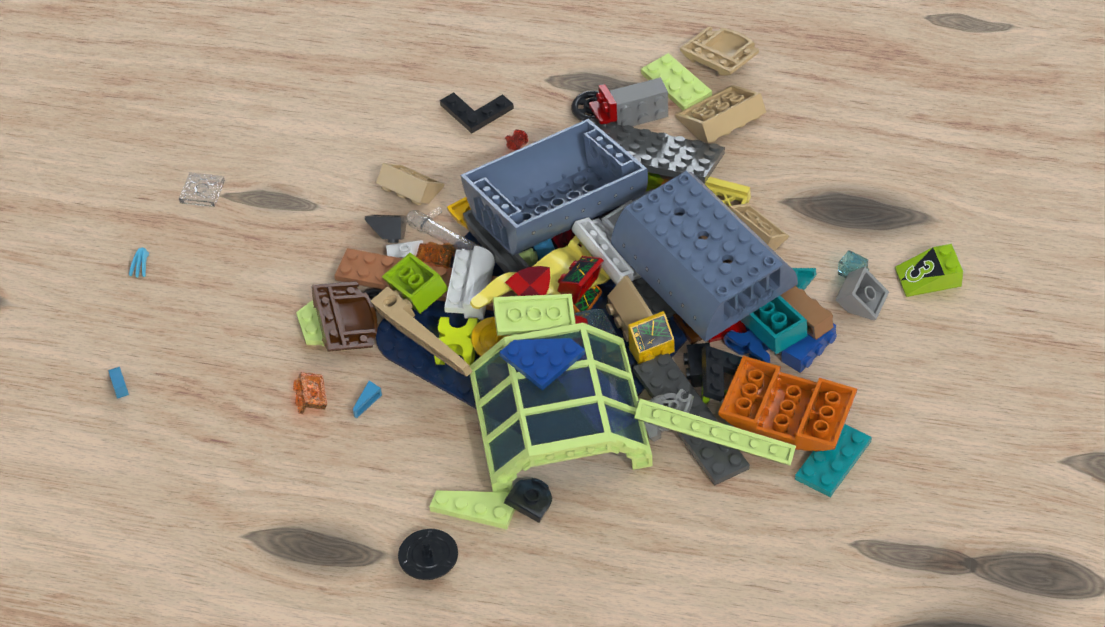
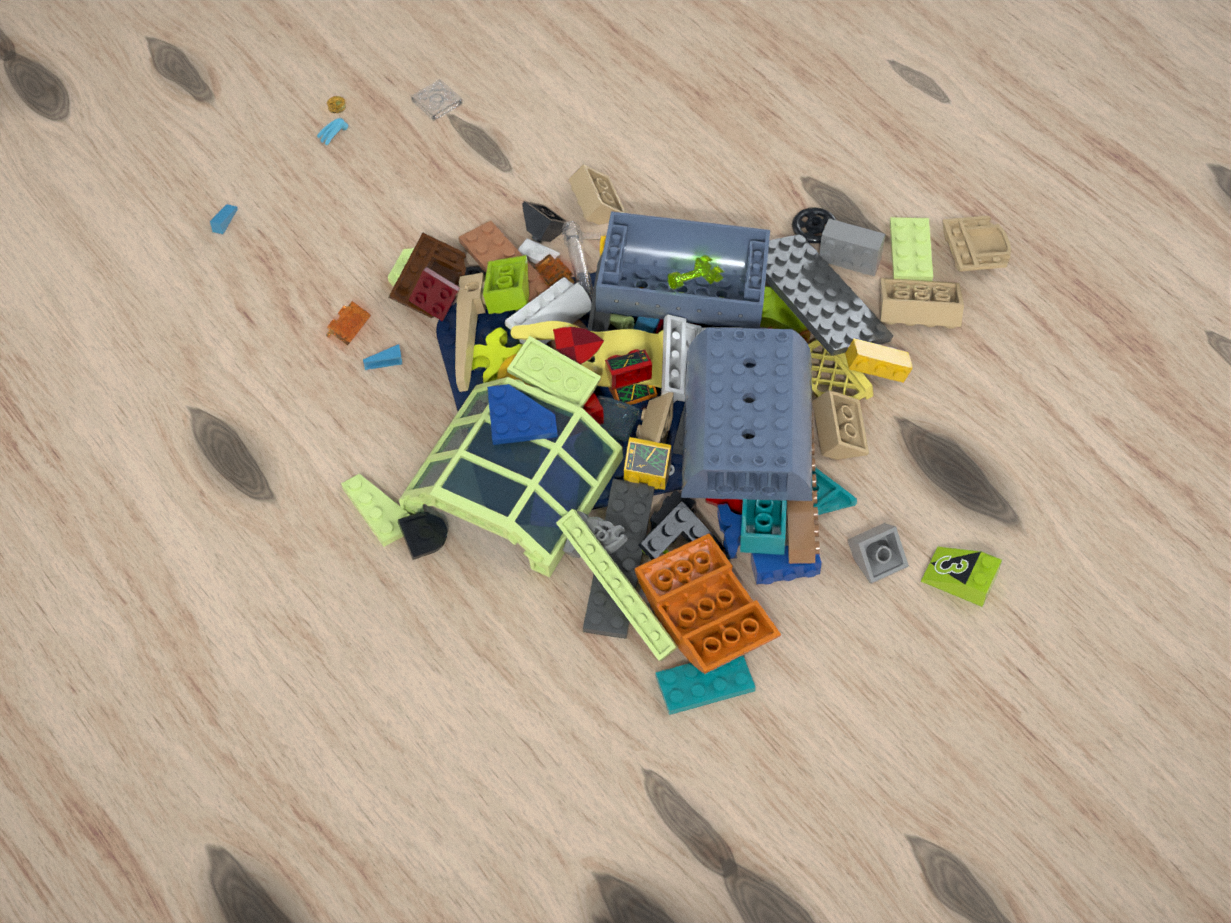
camera: 35 degrees right, 5 degrees up
(120, 242) = (336, 104): none -> clear yellow tile
(367, 323) = (434, 294): none -> dark red plate
(428, 554) = (297, 522): black piece -> none
(479, 118) = (707, 175): black plate -> none
(516, 140) = (721, 214): clear red brick -> none
(571, 186) = (702, 268): none -> clear neon green bar
(605, 107) = (813, 232): red bracket -> none
(737, 167) = (878, 360): none -> yellow brick
(851, 262) = (897, 516): clear light blue brick -> none

